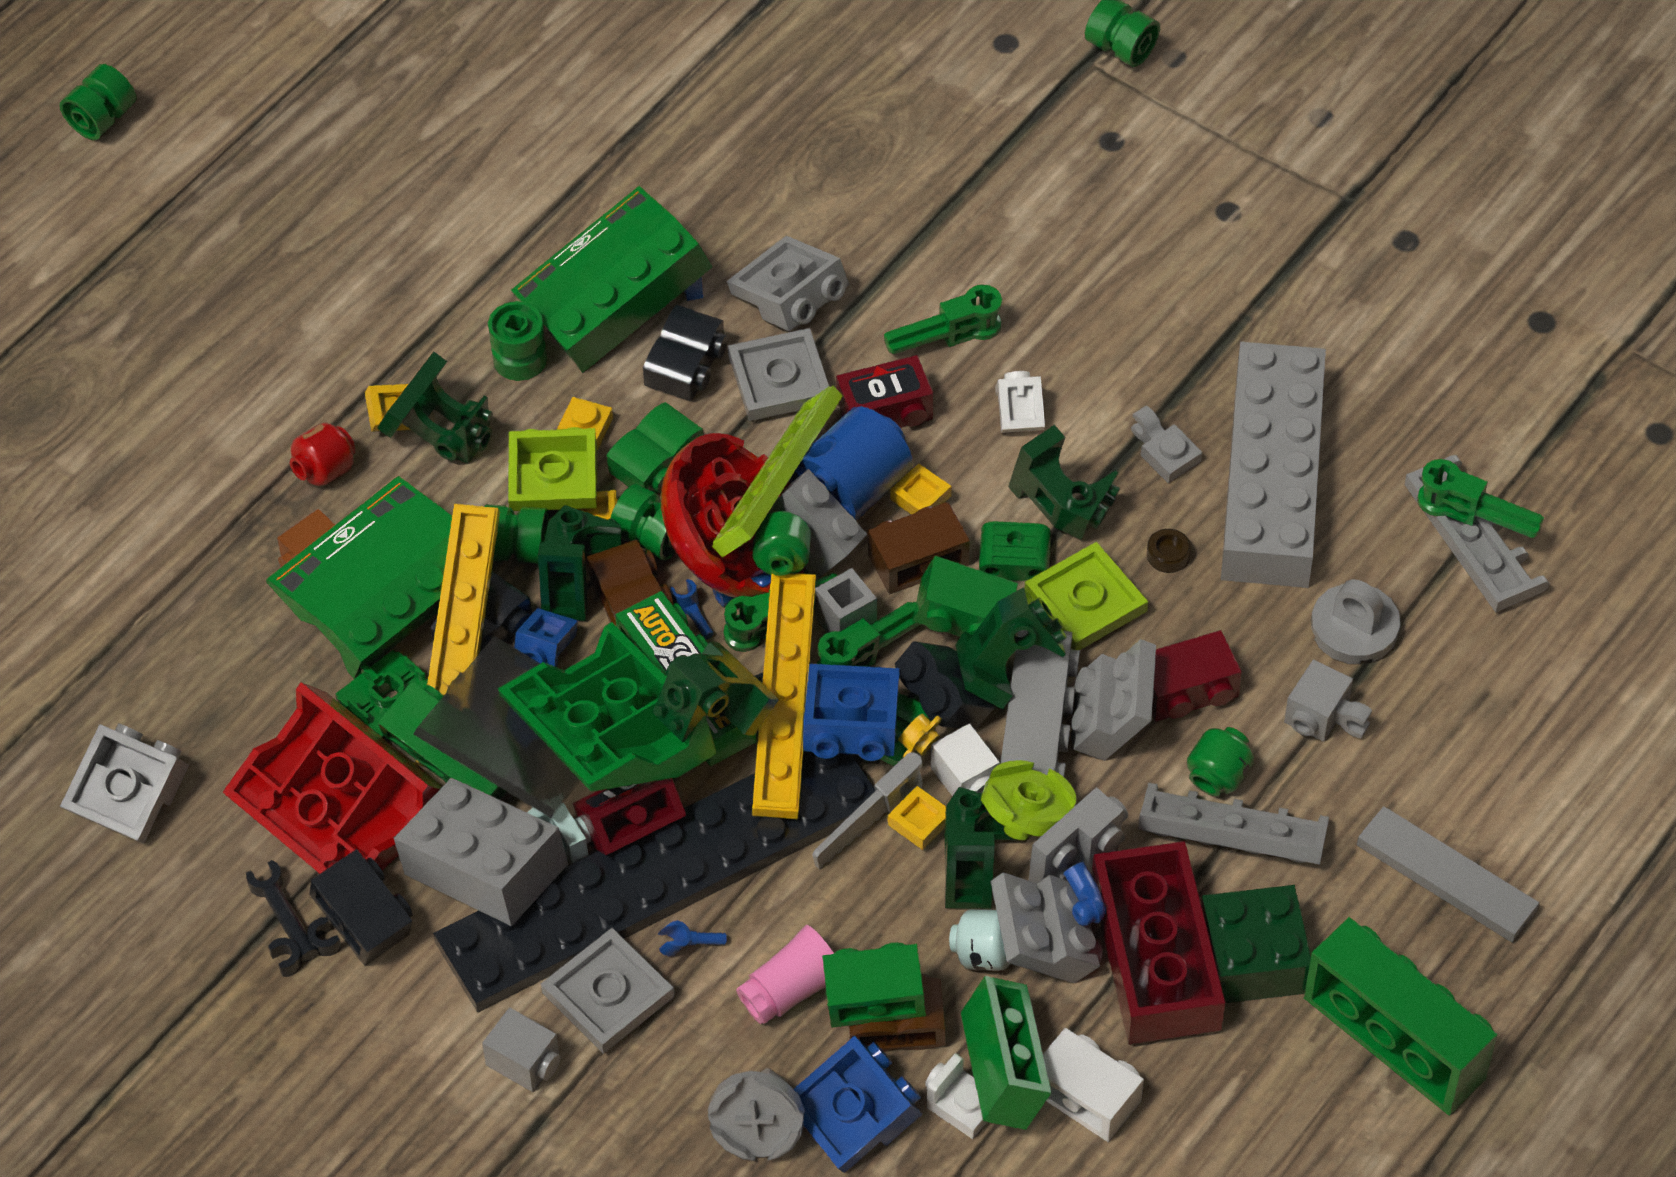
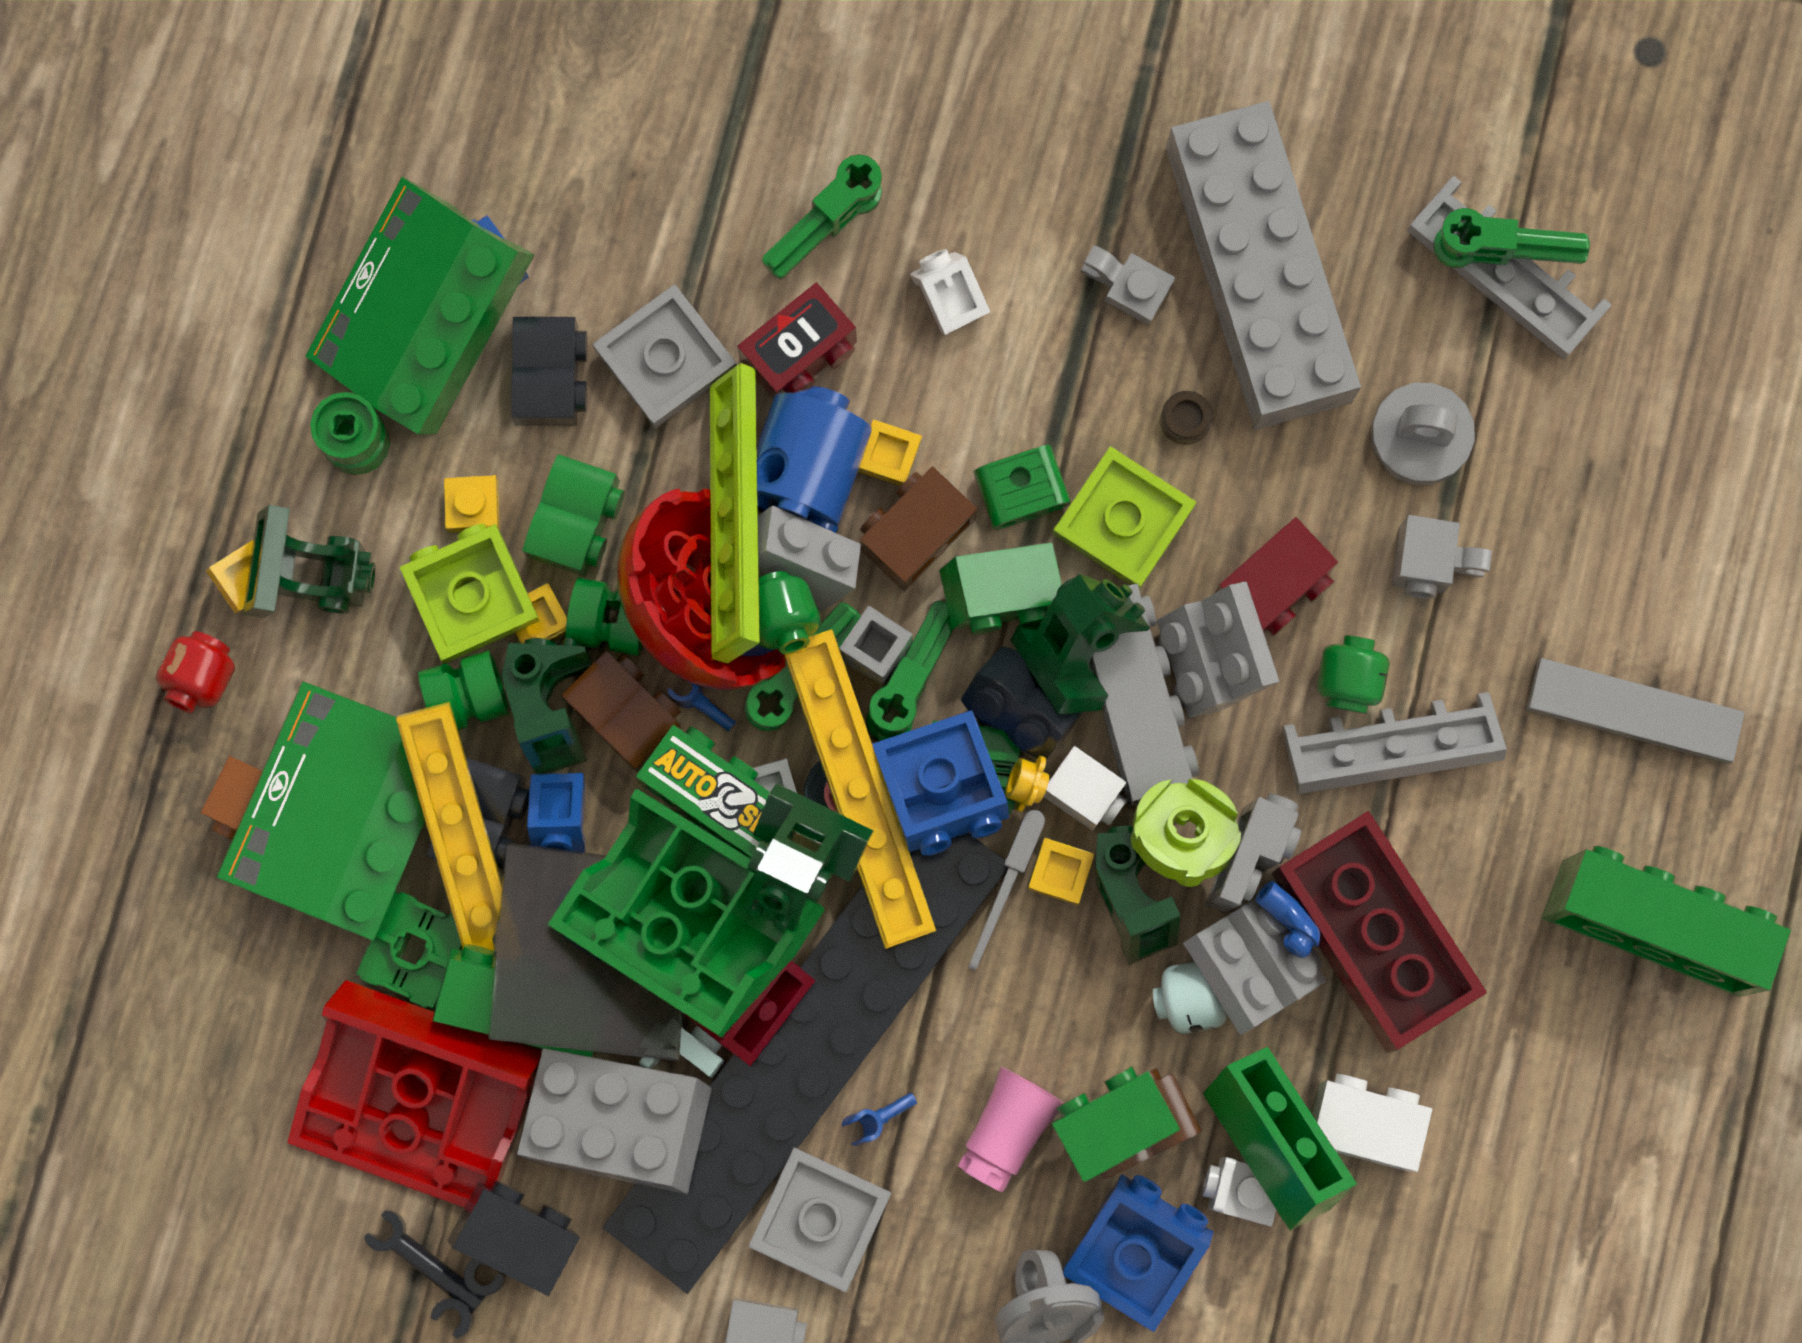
camera: 25 degrees left, 25 degrees up
(124, 781) = (176, 1184): light grey plate -> none
(790, 282) = (624, 228): light grey plate -> none
(1043, 481) = (1059, 414): dark green tile -> none
(1258, 942) = (1481, 885): dark green brick -> none

